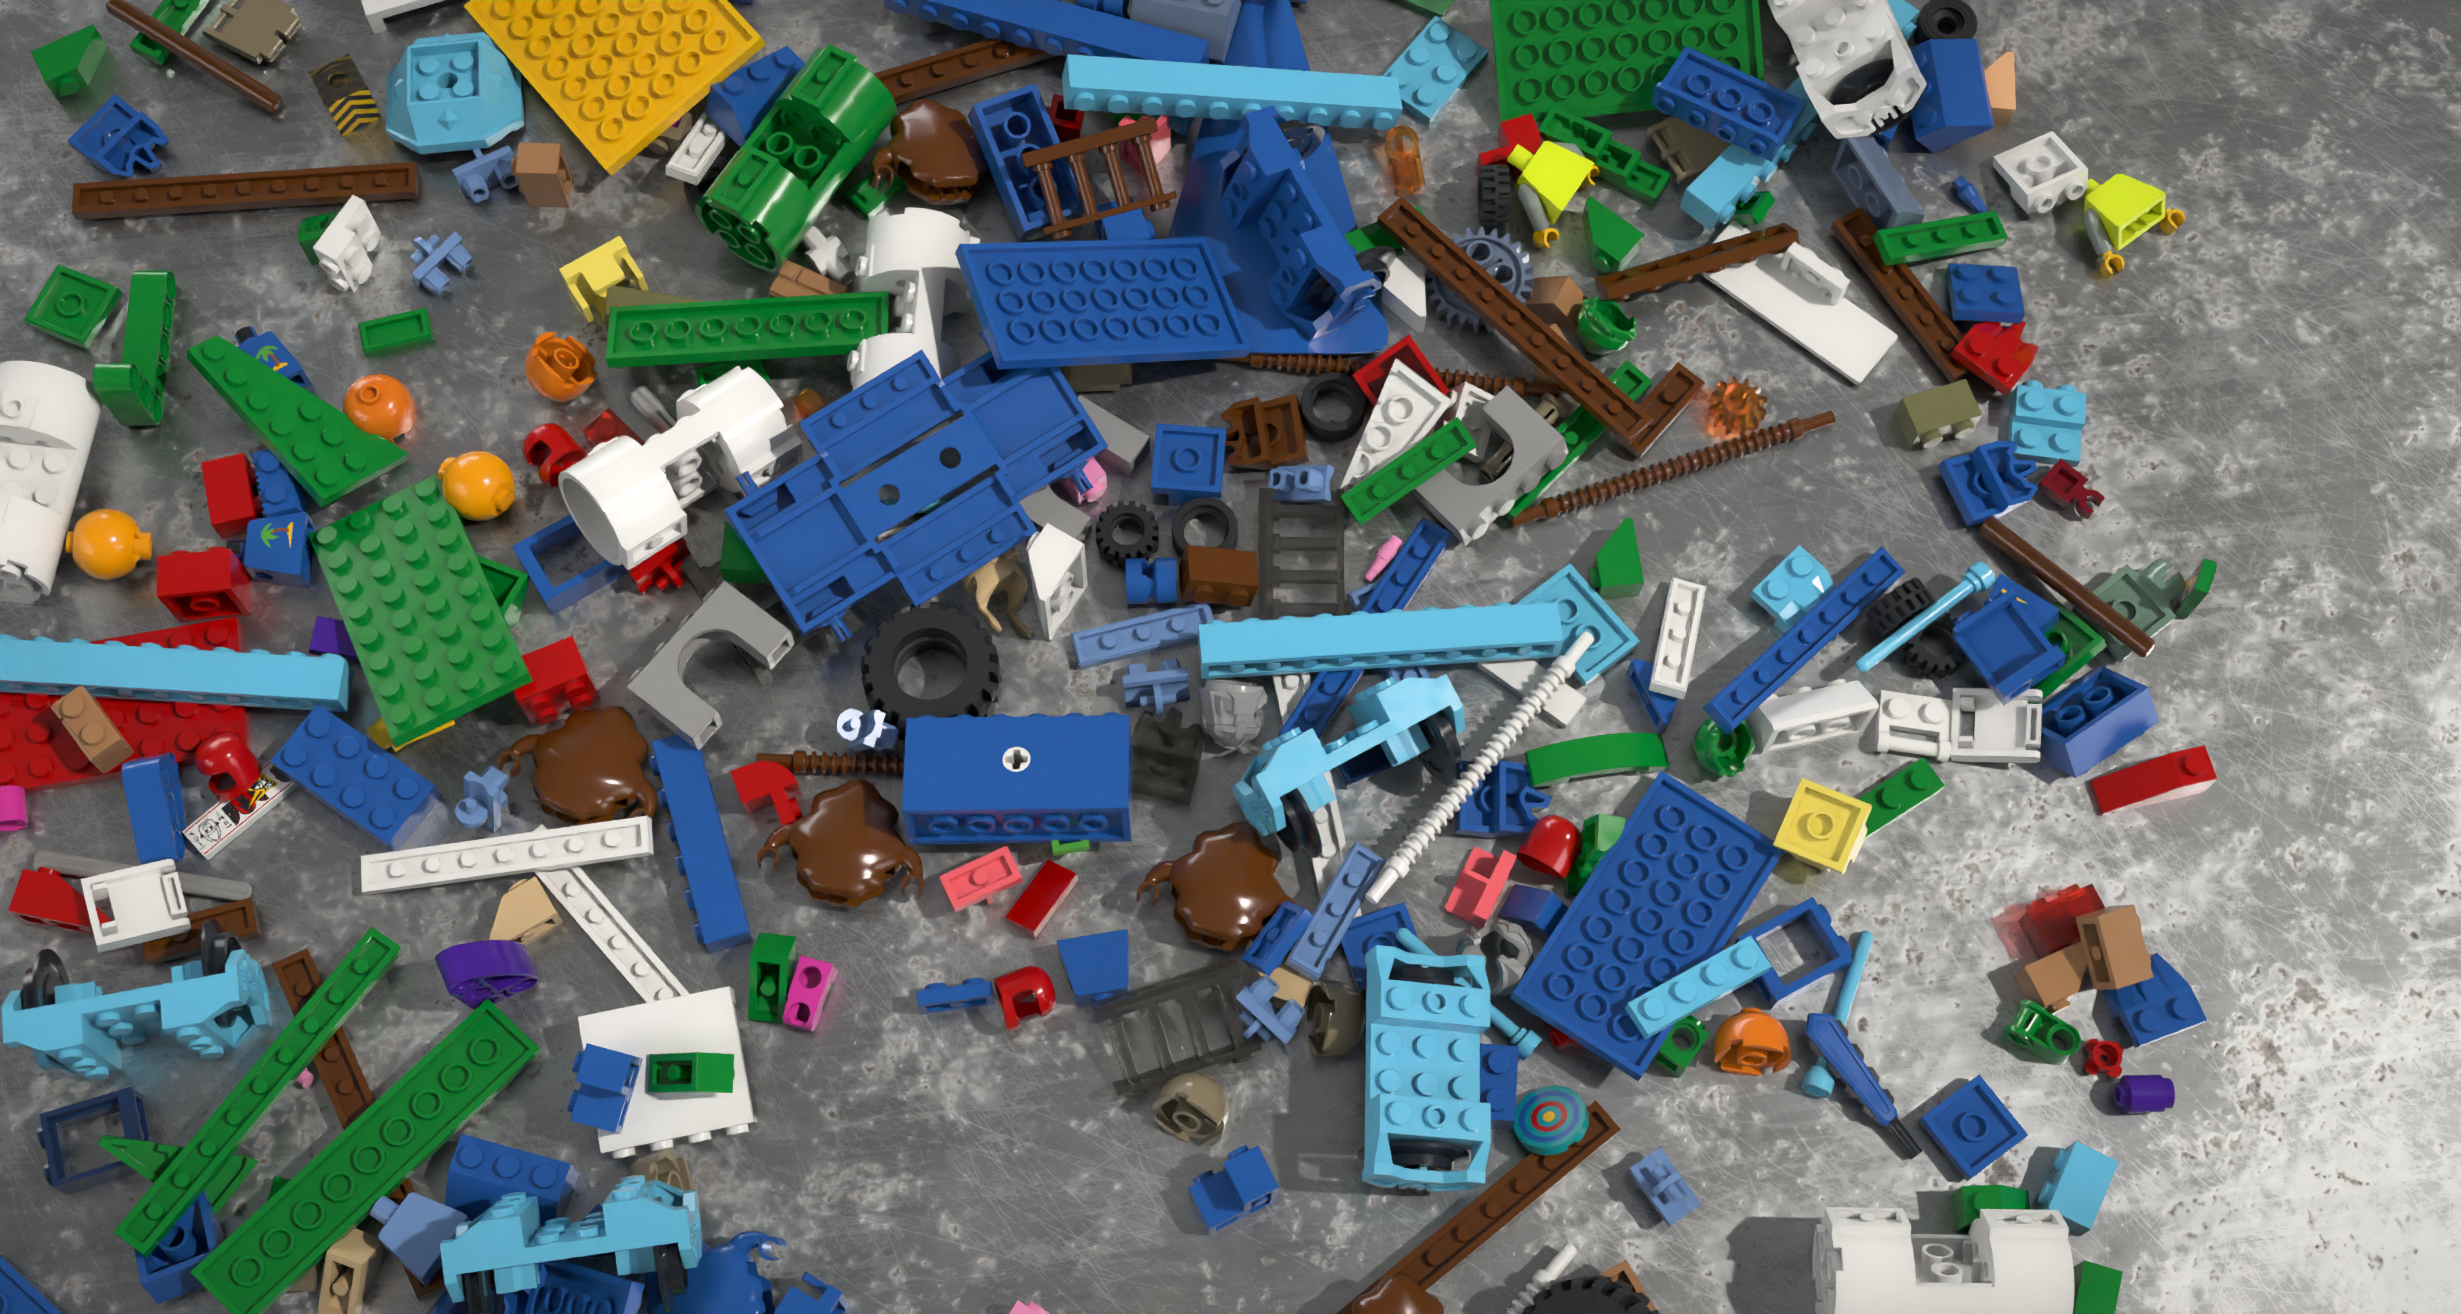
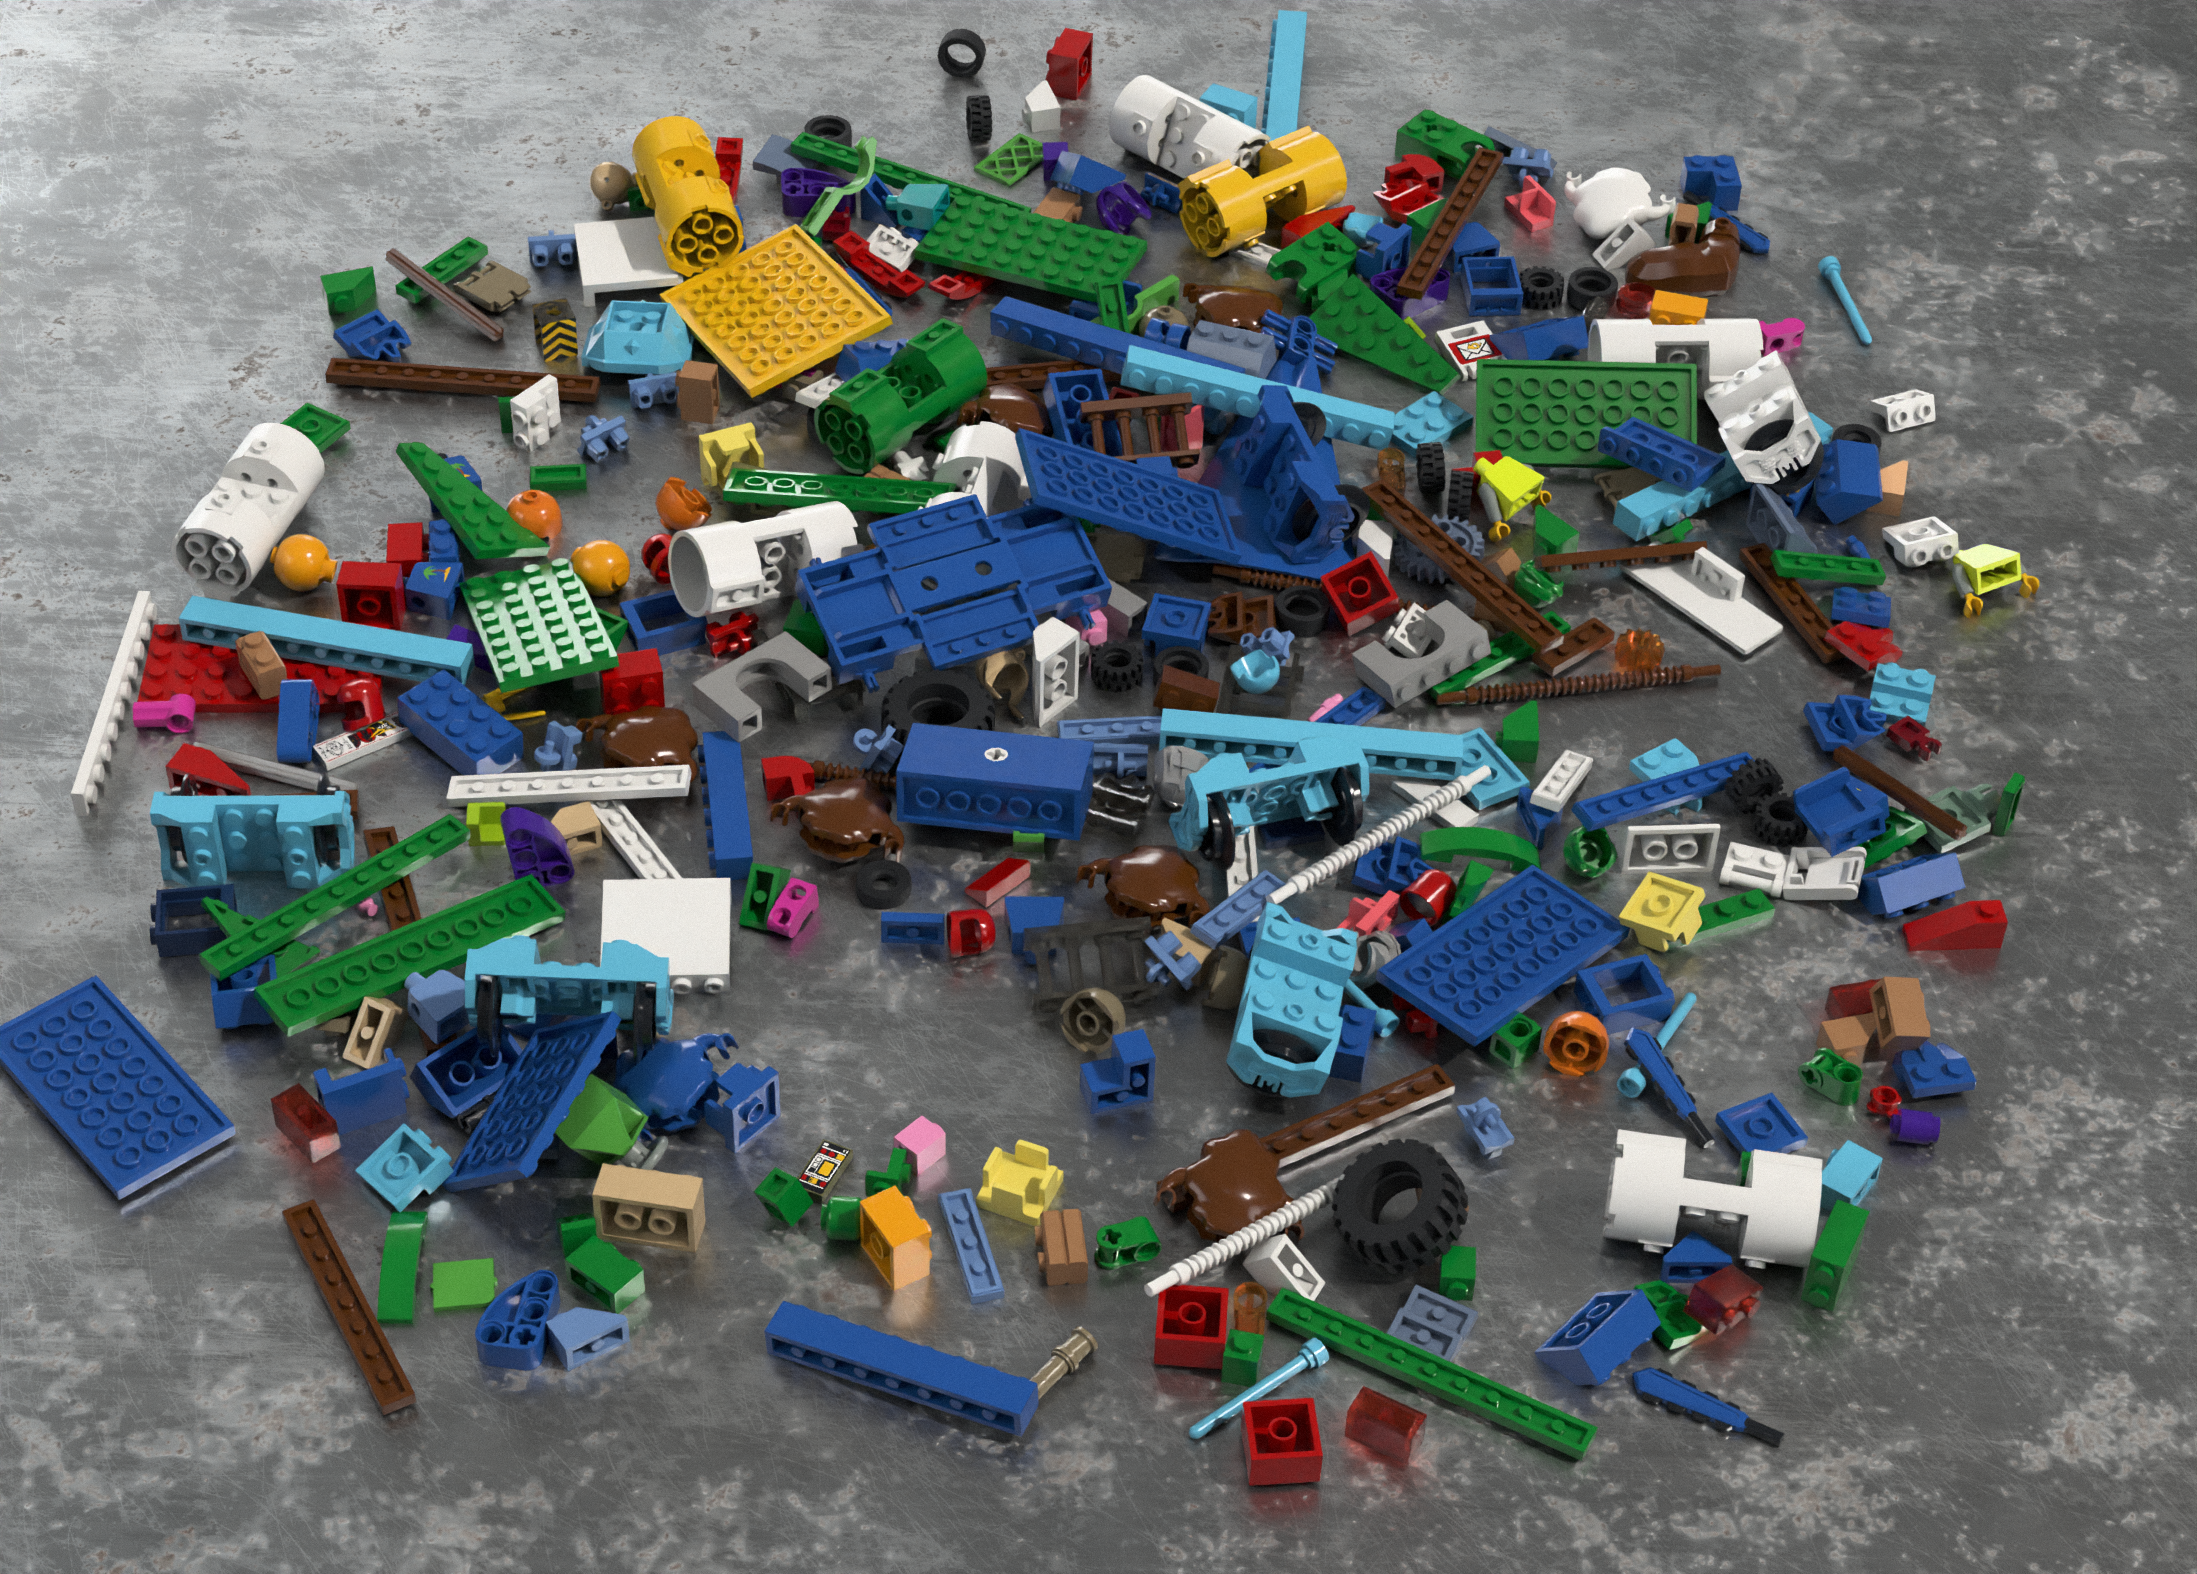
camera: 10 degrees right, 25 degrees down
(137, 385) = (354, 461): green beam -> none
(141, 902) = (267, 772): white container -> none
(418, 923) = (485, 824): none -> lime panel
(605, 1087) = (620, 911): blue brick -> none
(691, 1073) = (687, 923): green slope -> none
(905, 907) = (883, 870): none -> black tyre
(981, 879) = (949, 852): coral panel -> none
(1151, 580) = (1130, 693): blue wheel -> none
(1277, 938) = (1197, 906): blue plate -> none
(1296, 534) = (1256, 672): none -> medium azure hair
(1398, 422) = (1354, 611): white wing -> none
(1408, 471) = (1355, 643): green plate -> none
(1452, 153) = (1430, 467): none -> black tyre
(1550, 1120) = (1395, 1068): teal tile -> none
(1616, 161) = (1566, 494): green slope -> none
(1698, 987) = (1536, 990): medium azure plate -> none
(1938, 414) = (1808, 676): olive brick -> none
(1976, 579) = (1818, 771): medium azure piece -> none

